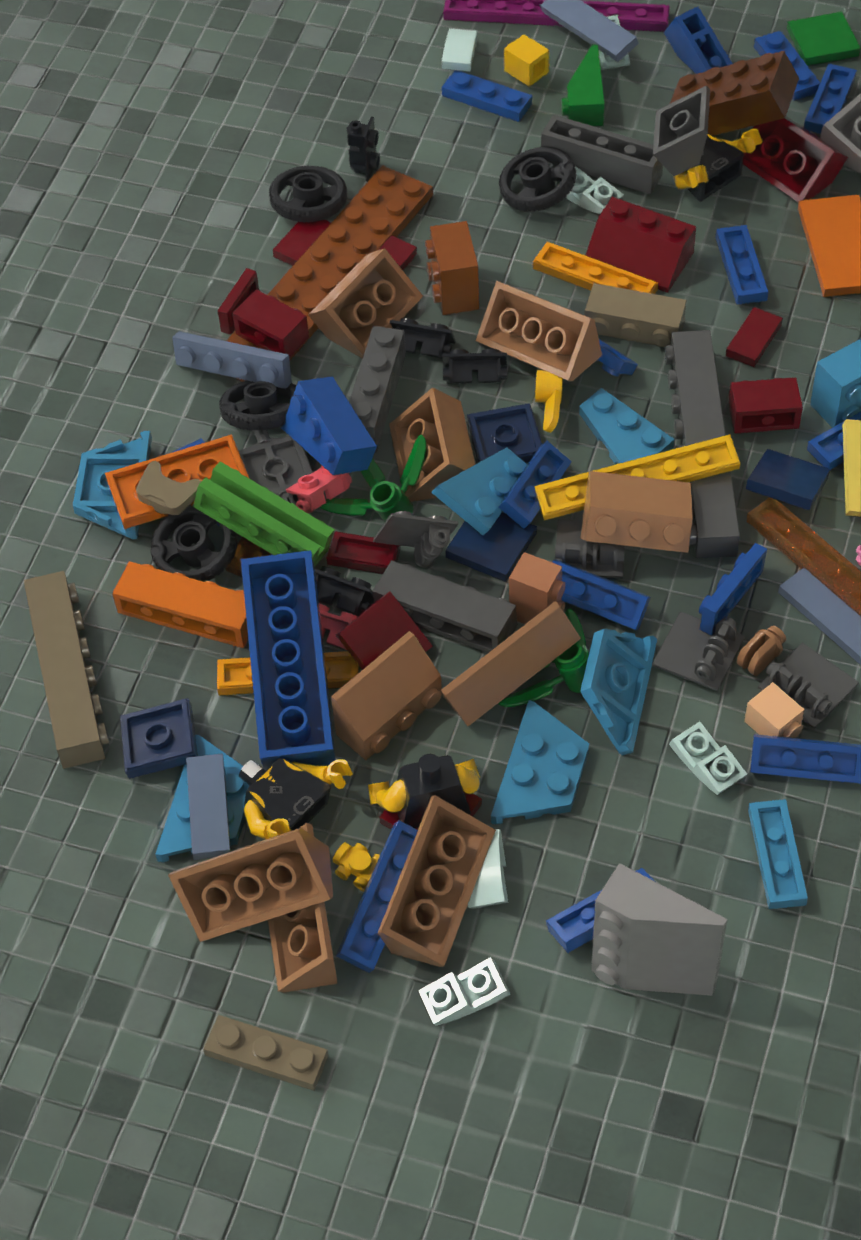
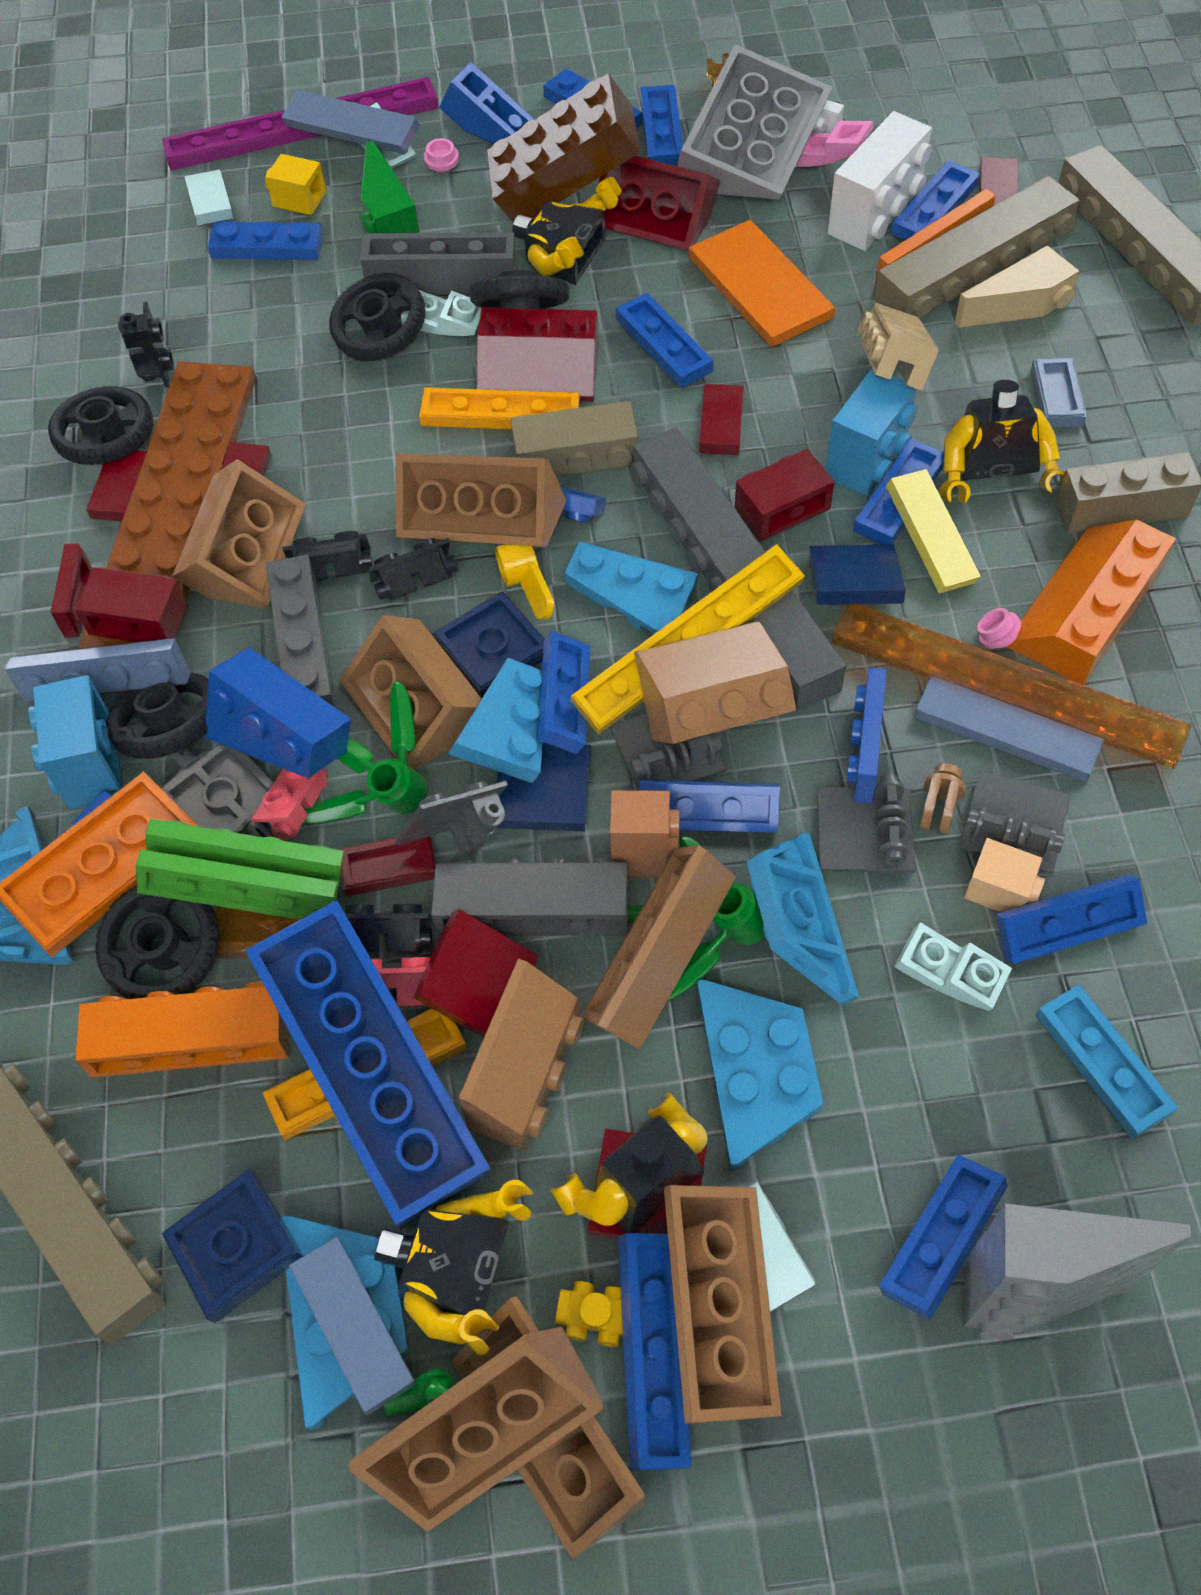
camera: 25 degrees left, 5 degrees up
(164, 493) = (90, 889): dark tan piece -> none
(196, 399) = (74, 741): none -> dark azure brick
(453, 268) = (331, 455): dark orange brick -> none
(464, 994) = (824, 1441): light aqua slope -> none
(647, 70) = (441, 155): none -> bright pink plate
(647, 194) = (519, 290): none -> black wheel
(682, 131) = (534, 202): dark grey slope -> none
(823, 38) = (621, 57): green tile -> none

